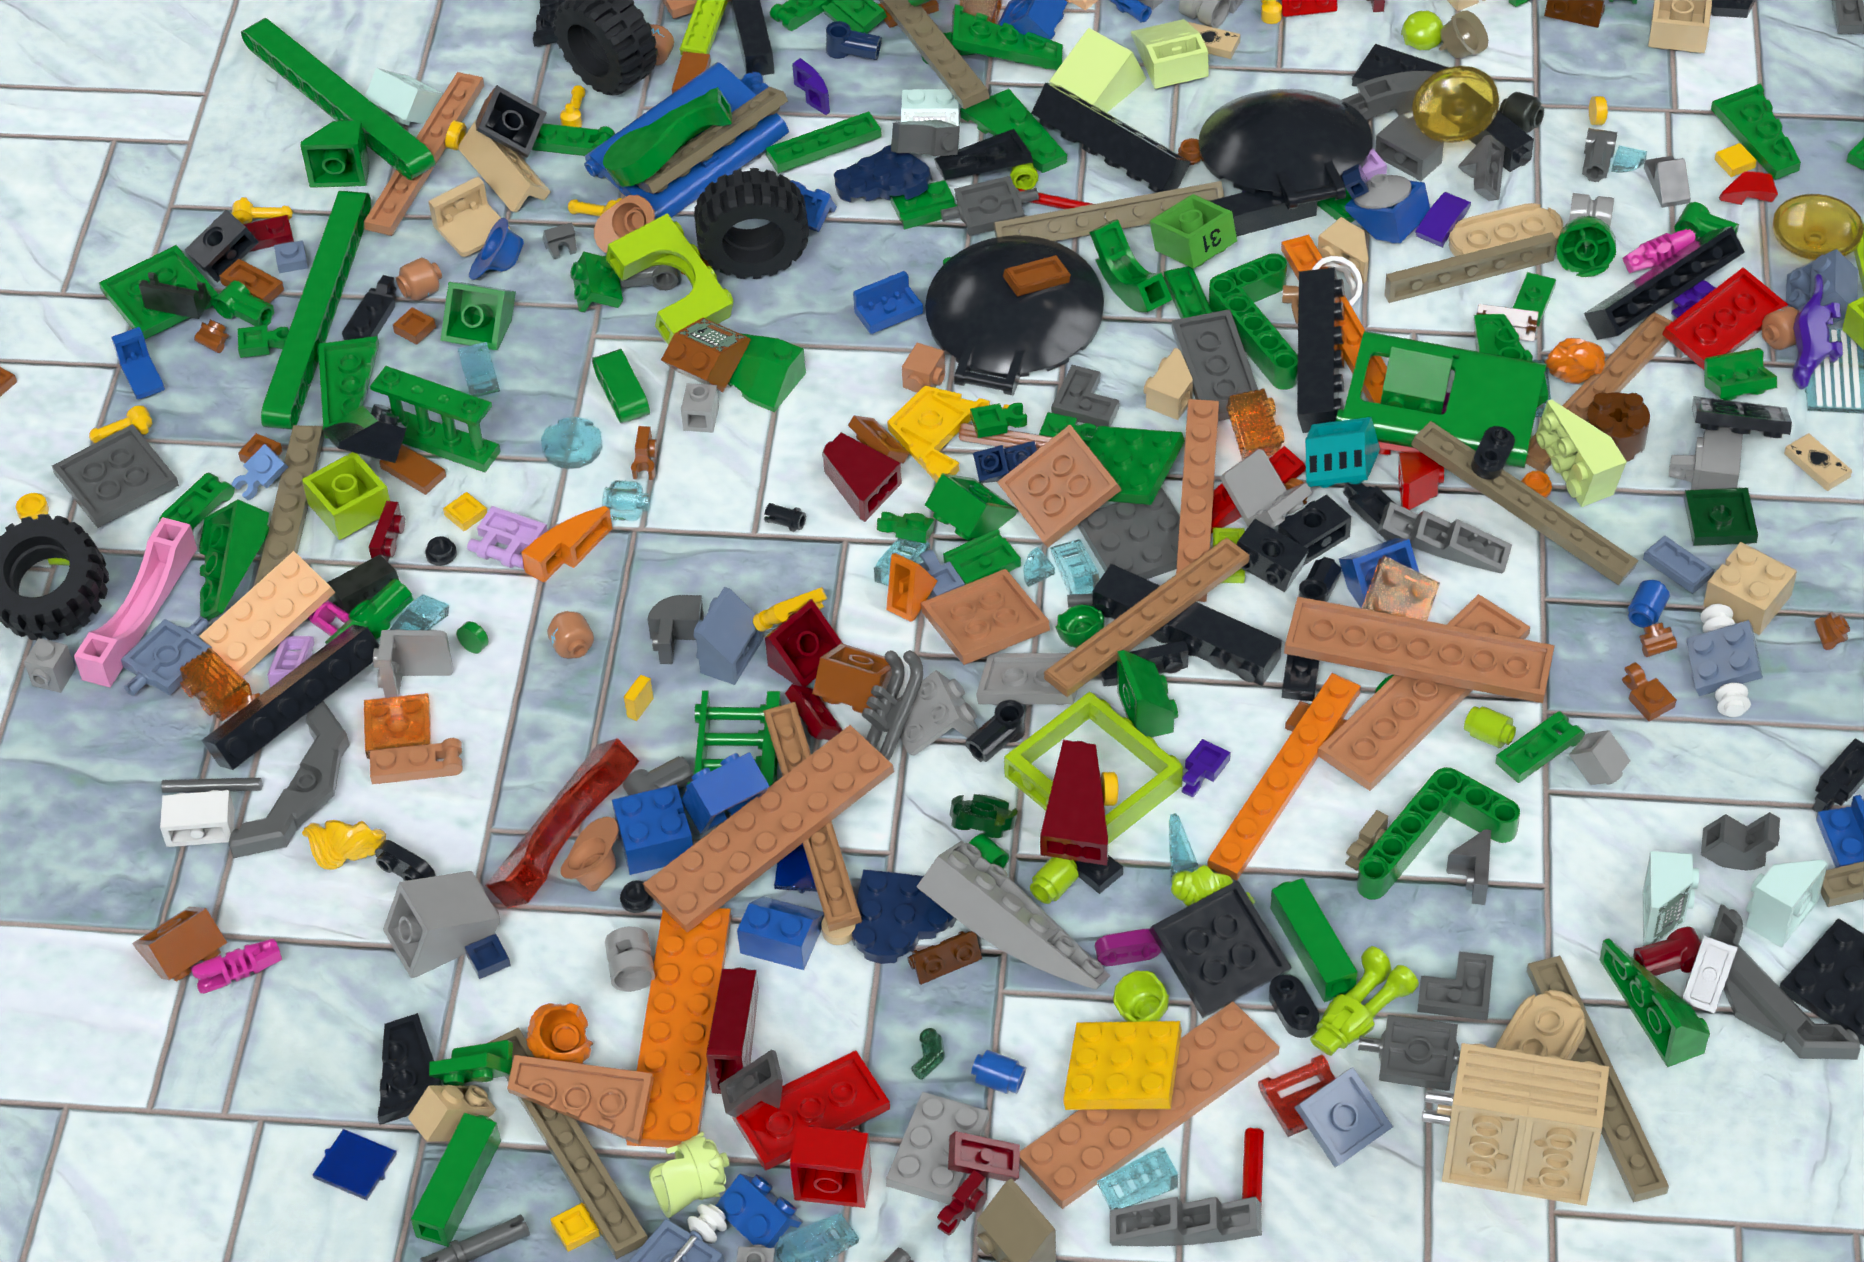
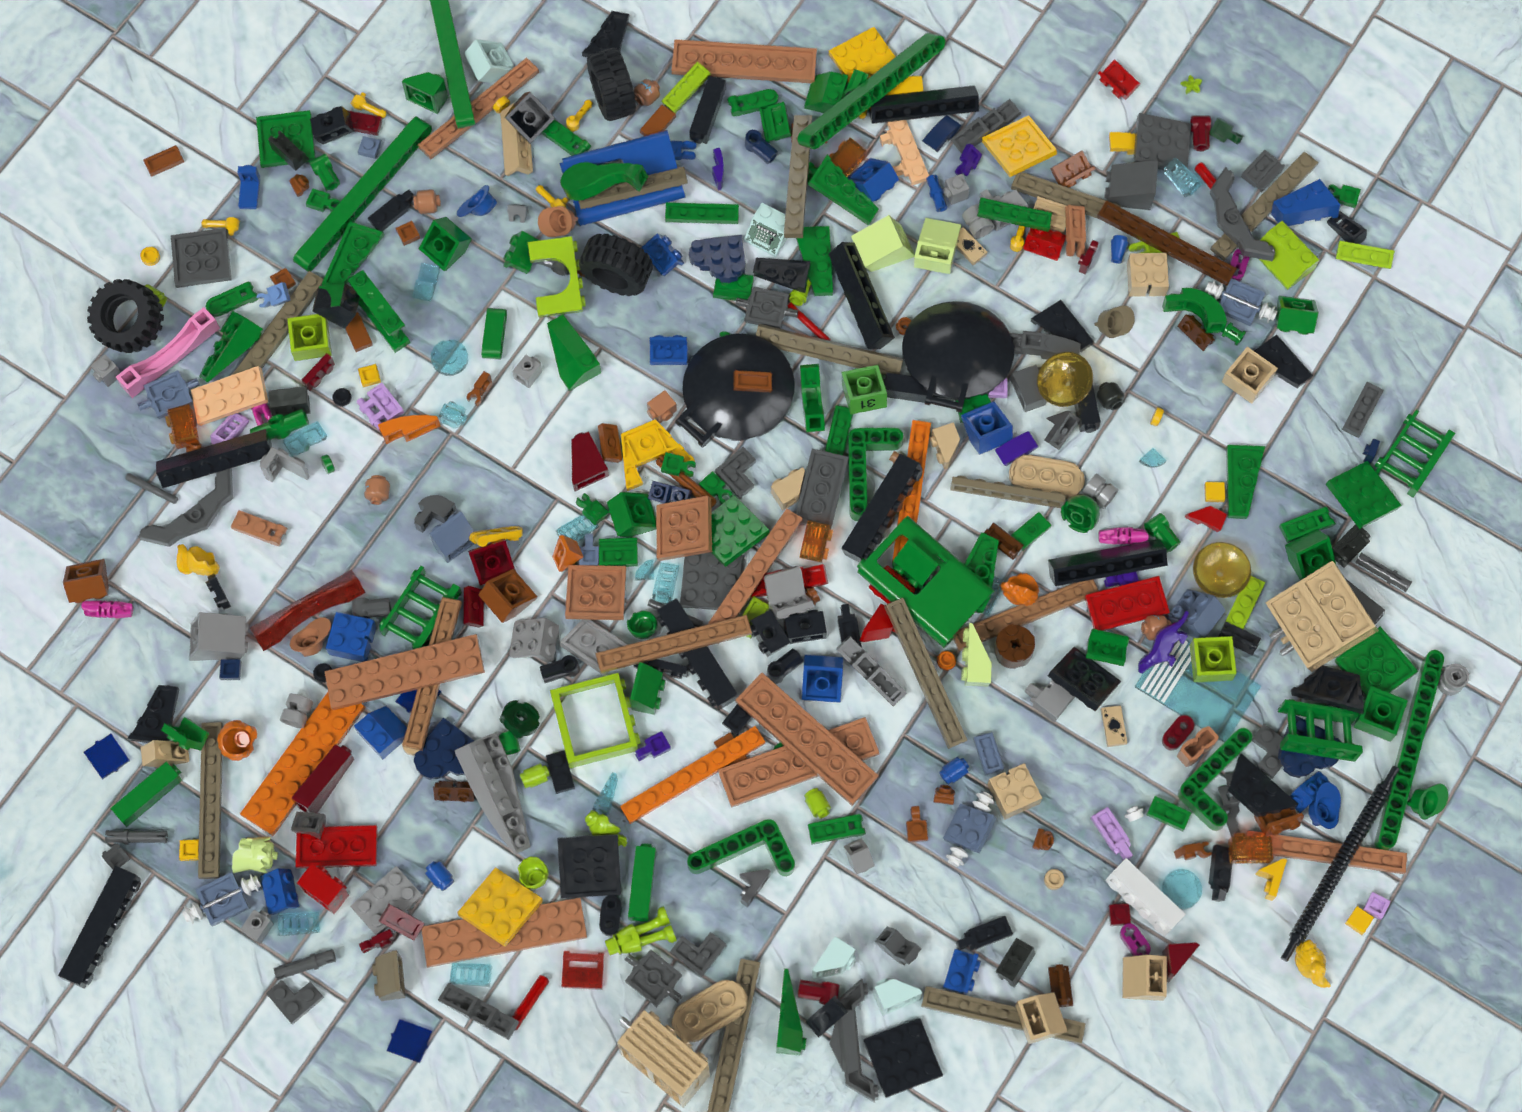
camera: 25 degrees right, 20 degrees up
(197, 818) = (131, 509): white brick -> none
(257, 281) = (337, 157): dark orange plate -> none
(397, 722) = (262, 499): clear orange plate -> none
(464, 216) = (475, 171): tan bracket -> none
(591, 1094) = (232, 783): nougat wing -> none
(638, 697) = (389, 548): yellow tile -> none
(706, 352) = (547, 338): dark orange slope -> none
(723, 789) = (390, 642): blue piece -> none
(787, 517) = (535, 472): black pin -> none
(886, 711) = (508, 630): dark grey piece -> none
(925, 137) = (755, 245): dark grey arch -> none
(932, 1051) = (415, 845): clear green arm -> none
(1075, 810) = (563, 744): dark red slope -> none
(1109, 786) = (587, 742): yellow tile -> none
(1126, 947) = (544, 836): magenta beam -> none
(1340, 452) = (847, 587): teal slope -> none
(1343, 1117) = (590, 996): sand blue plate -> none
(1348, 268) = (937, 465): white helmet -> none
(1355, 181) = (973, 404): dark blue piece -> none
(1367, 838) = (707, 839): dark tan plate -> none
(1384, 191) = (986, 418): light grey dish -> none
(1400, 591) = (819, 698): clear orange plate -> none
(1422, 30) = (1095, 303): lime hair -> none
(1492, 452) = (925, 636): black plate -> none
(1598, 151) = (1139, 444): dark grey piece -> none
(1668, 180) = (1164, 487): slope -> none
(1720, 516) = (1033, 735): dark green plate -> none

